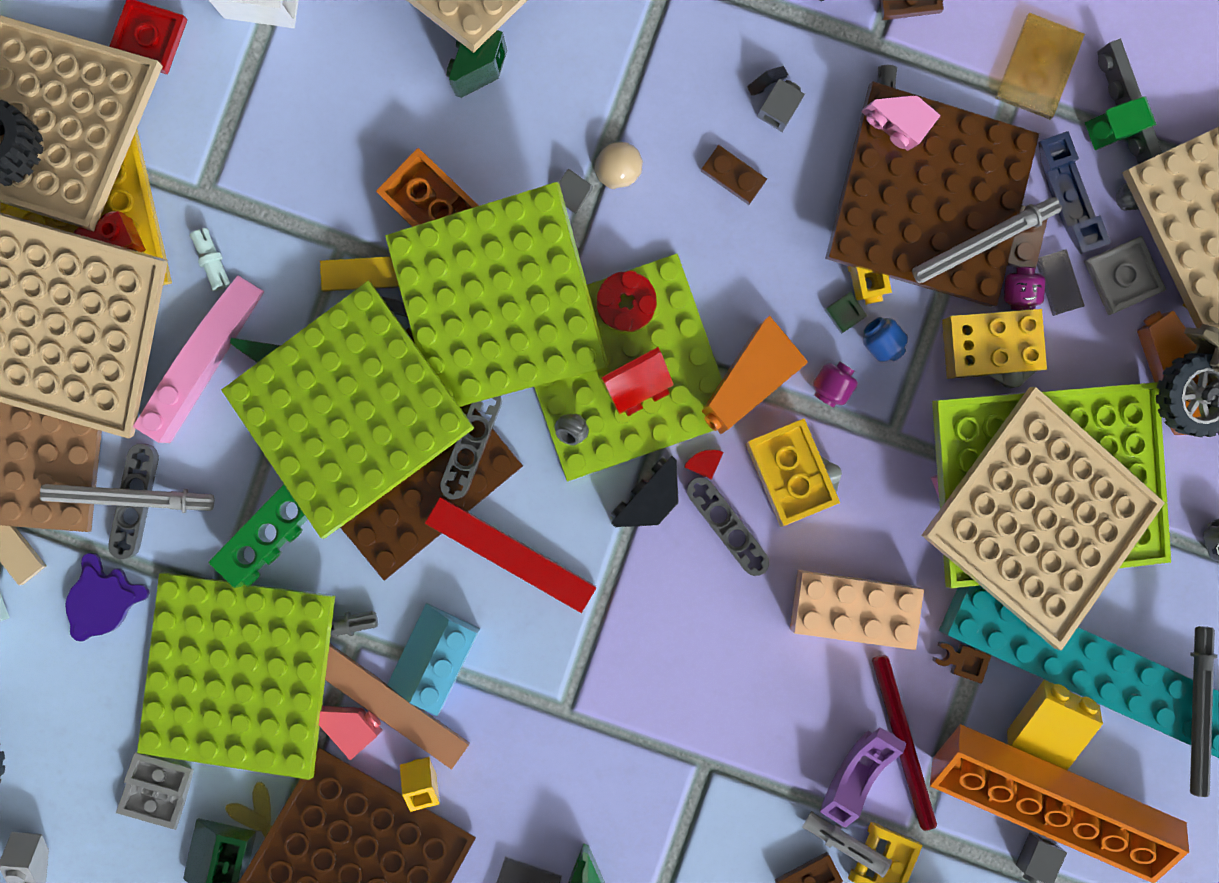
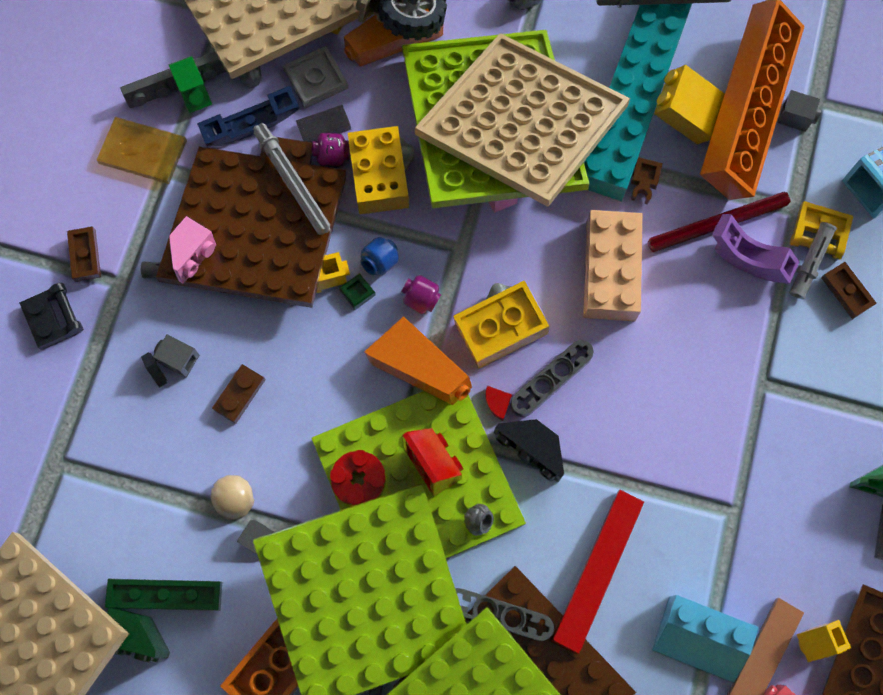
camera: 95 degrees left, 15 degrees down
(519, 91) = (164, 594): none -> dark green plate

